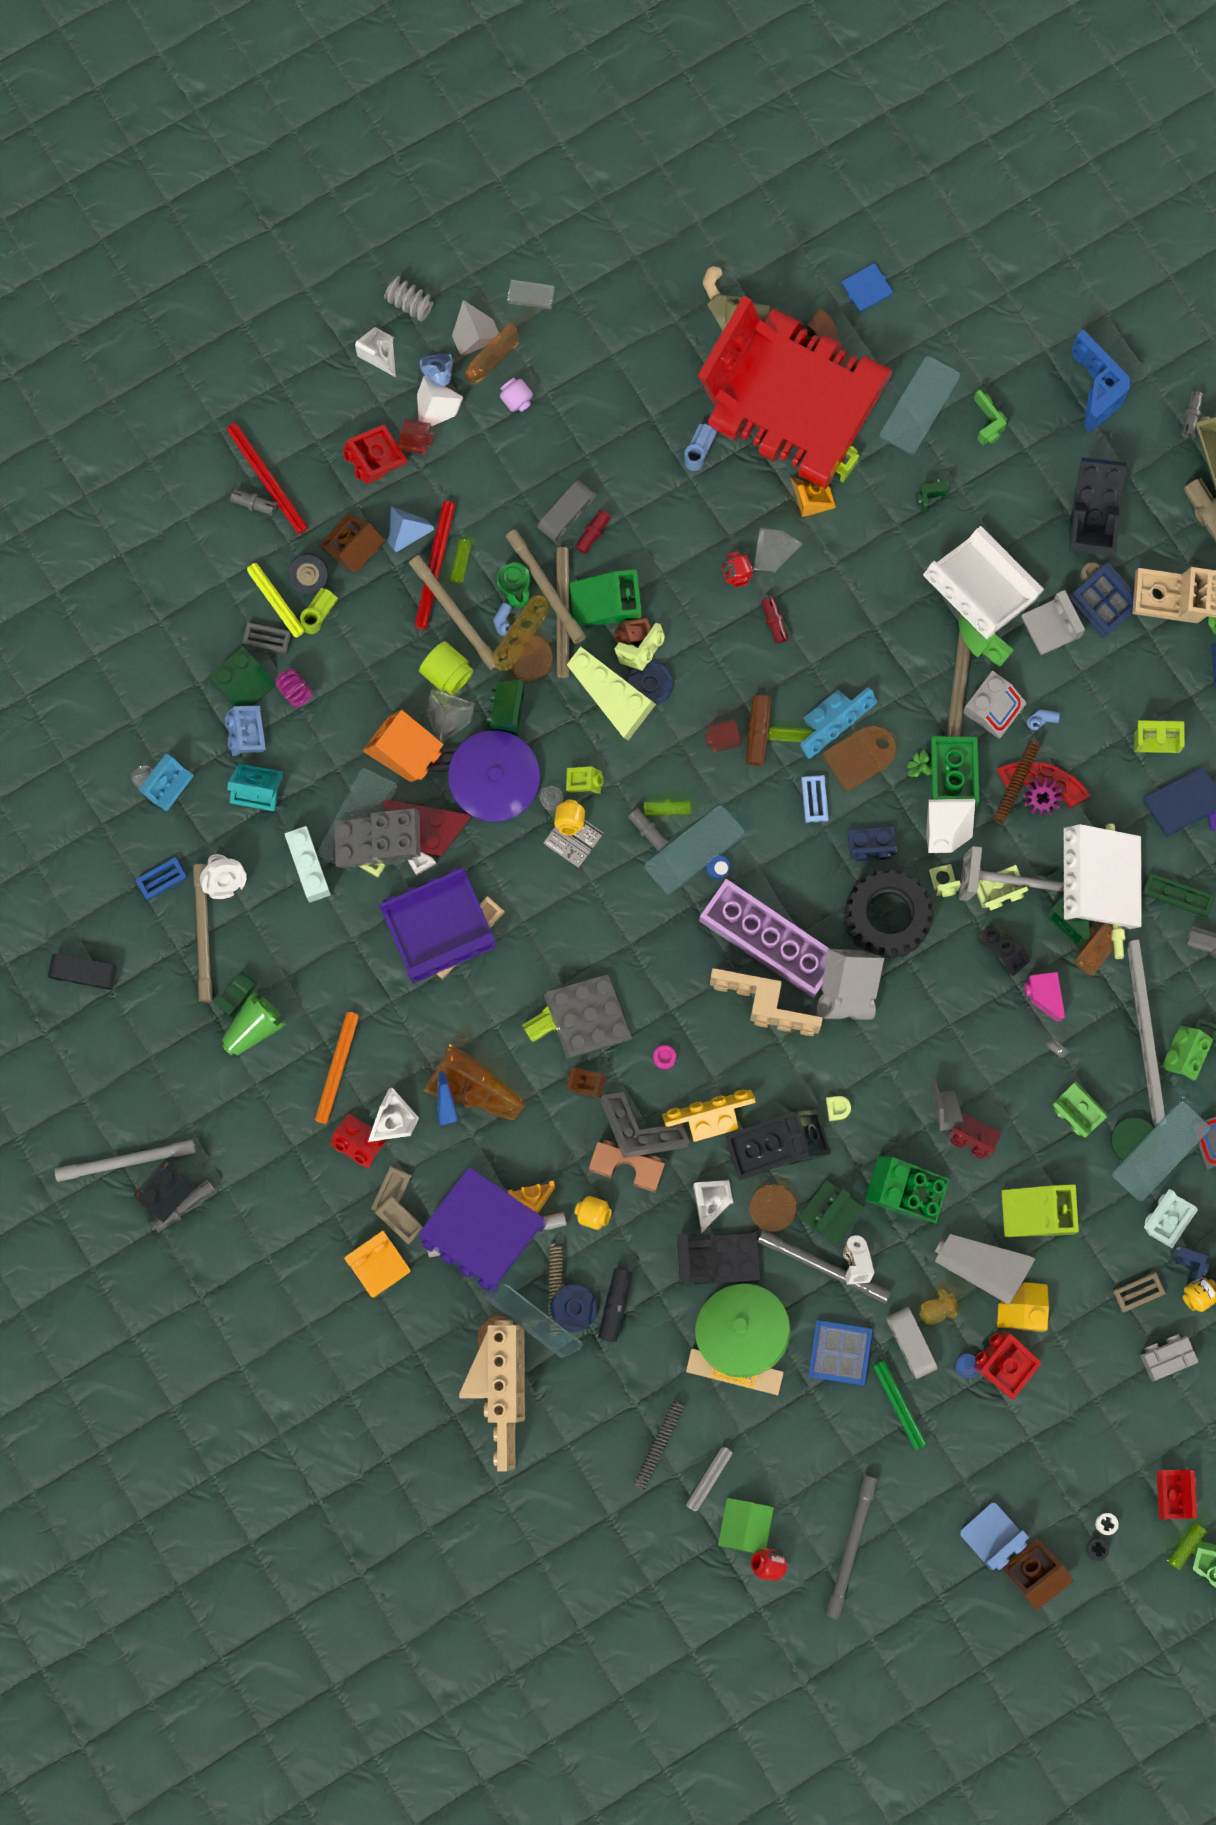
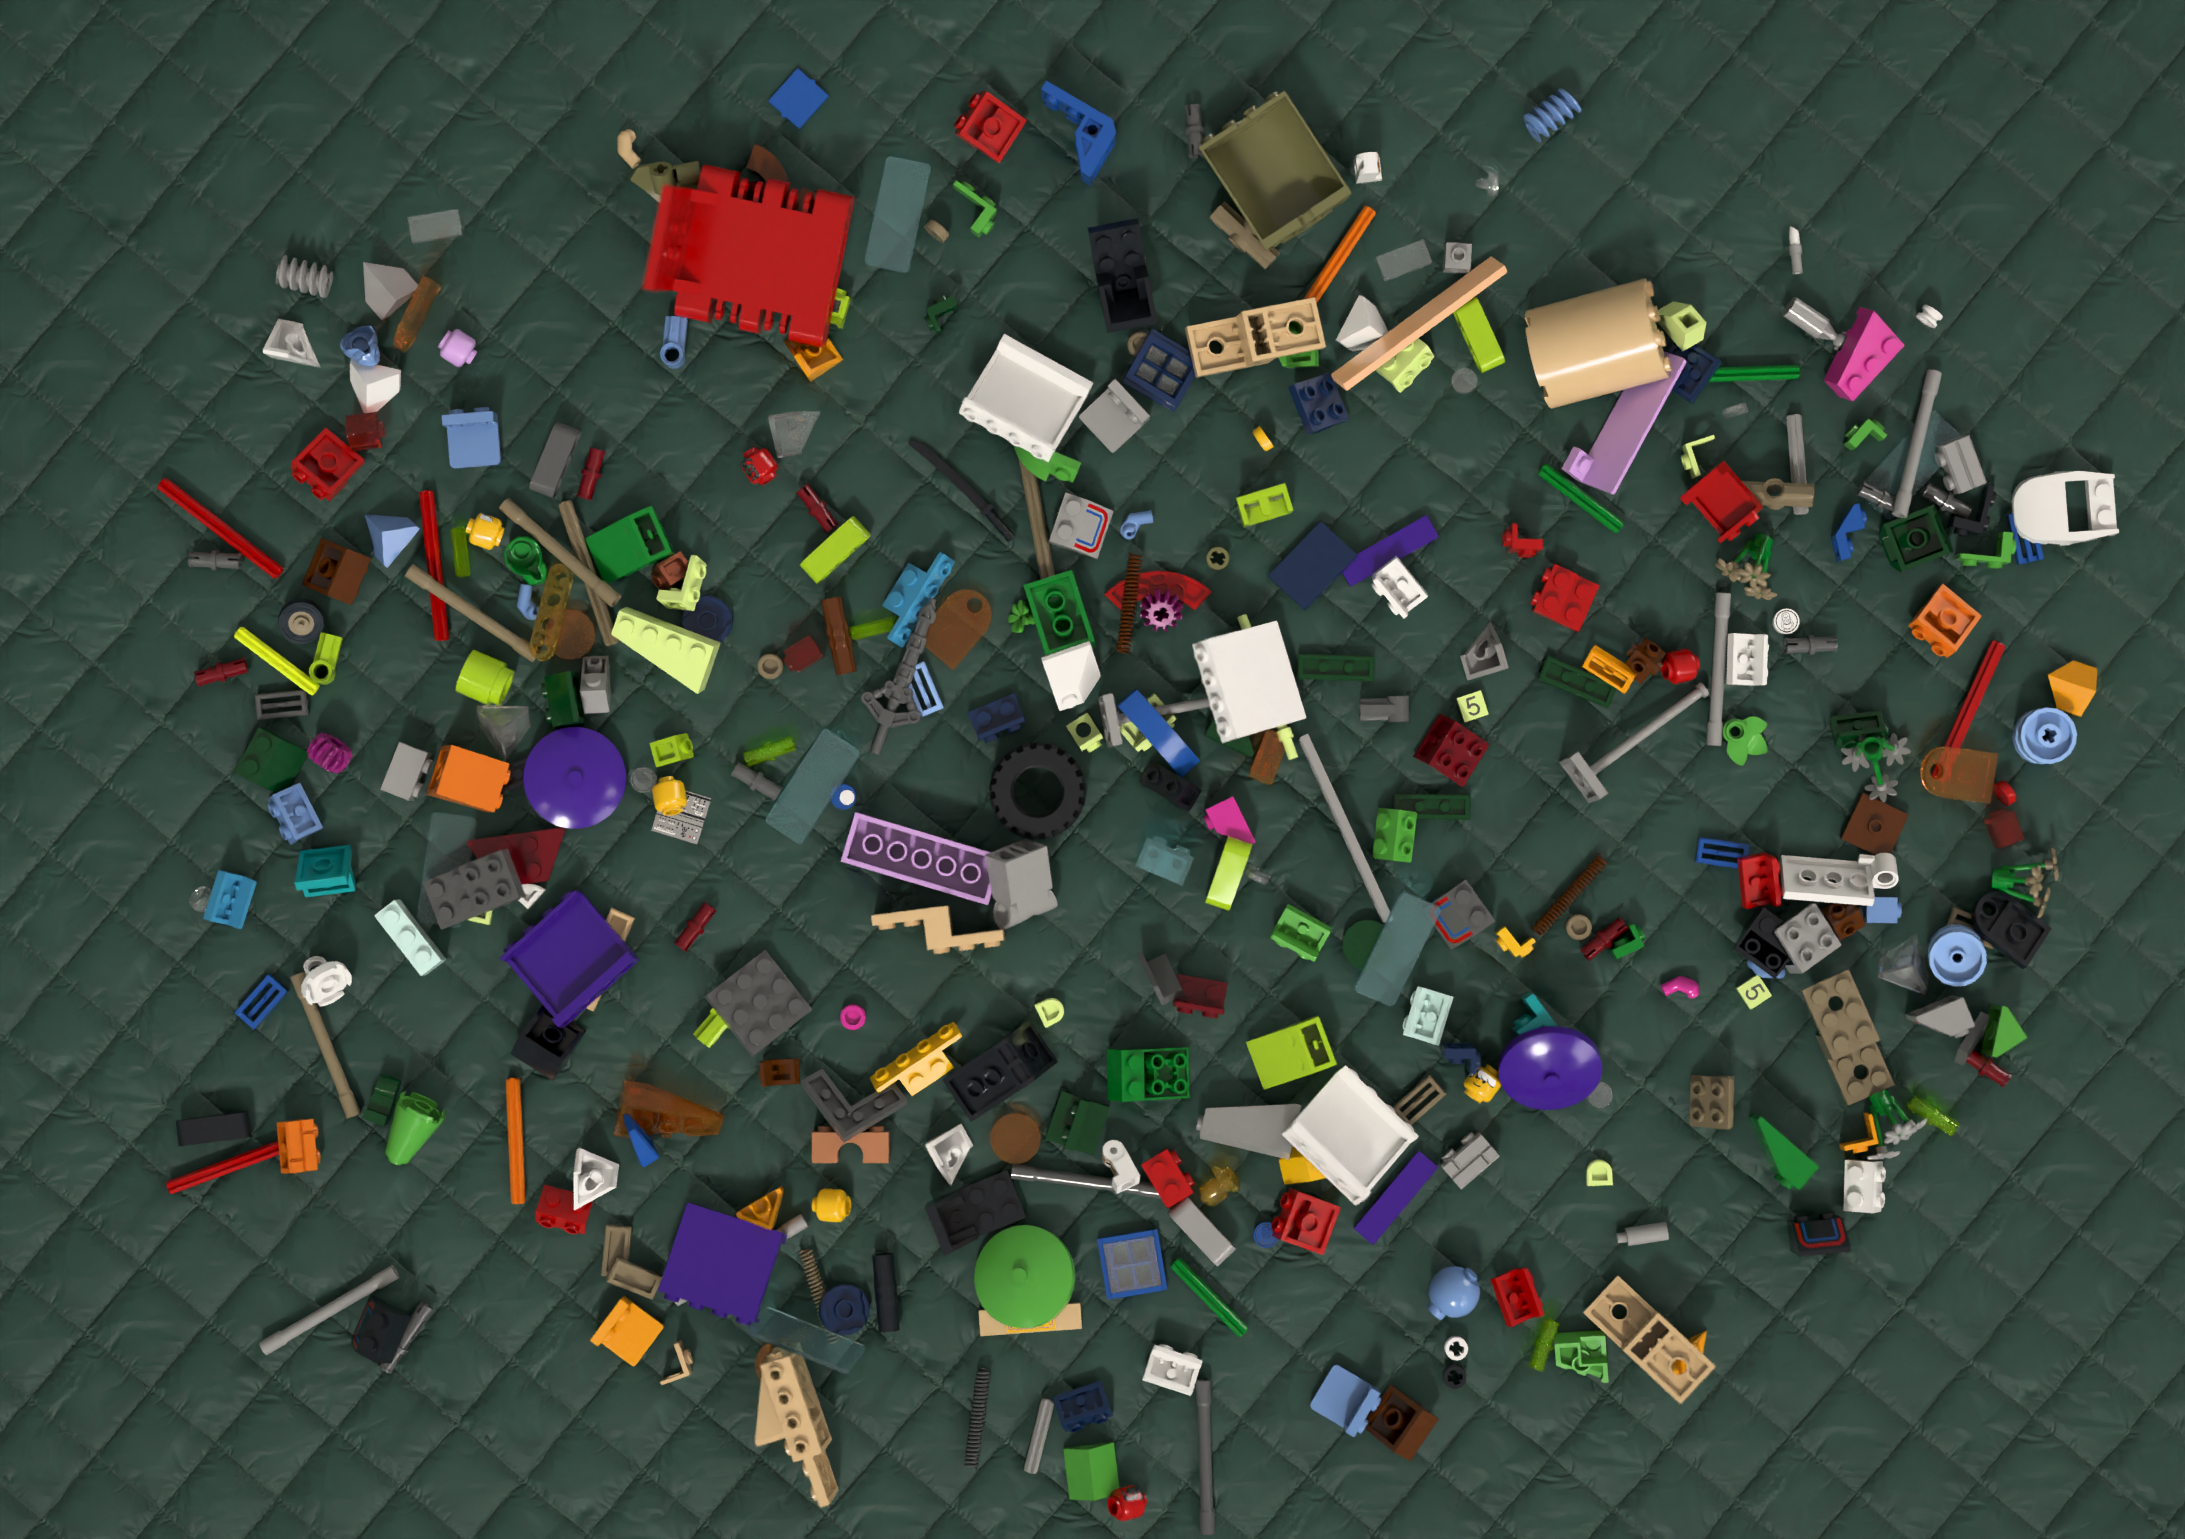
camera: 15 degrees left, 10 degrees up
(81, 1008) = (223, 1167): none -> red axle
(149, 1009) = (298, 1145): none -> orange brick
(225, 594) = (221, 672): none -> dark red pin
(353, 725) = (407, 771): none -> light grey brick
(393, 992) = (546, 1045): none -> black slope
(420, 1305) = (685, 1360): none -> tan bracket
(488, 549) = (485, 531): none -> yellow head
(504, 470) = (472, 438): none -> medium blue bracket
(538, 705) = (595, 684): none -> light grey slope
(554, 935) = (695, 926): none -> dark red pin
(691, 738) = (770, 666): none -> dark tan tile
(757, 1465) = (1083, 1407): none -> dark blue bracket
(778, 658) = (835, 549): none -> lime beam
(795, 792) = (898, 690): none -> dark grey bar
(847, 1457) = (1172, 1369): none -> white bracket
(897, 1285) = (1168, 1177): none -> red bracket
(917, 666) = (962, 485): none -> black sword
(949, 427) = (936, 231): none -> dark tan tile
(980, 1008) = (1165, 861): none -> clear light blue brick
(1010, 897) = (1158, 732): none -> blue slope
(1021, 356) = (989, 125): none -> red plate
(1032, 1037) = (1228, 873): none -> lime beam
(1071, 1298) = (1350, 1134): none -> white panel
(1092, 1371) = (1395, 1197): none -> dark purple tile
(1100, 776) = (1218, 550): none -> olive bush
(1121, 1470) = (1453, 1292): none -> medium blue brick
(1174, 682) = (1262, 438): none -> yellow tile

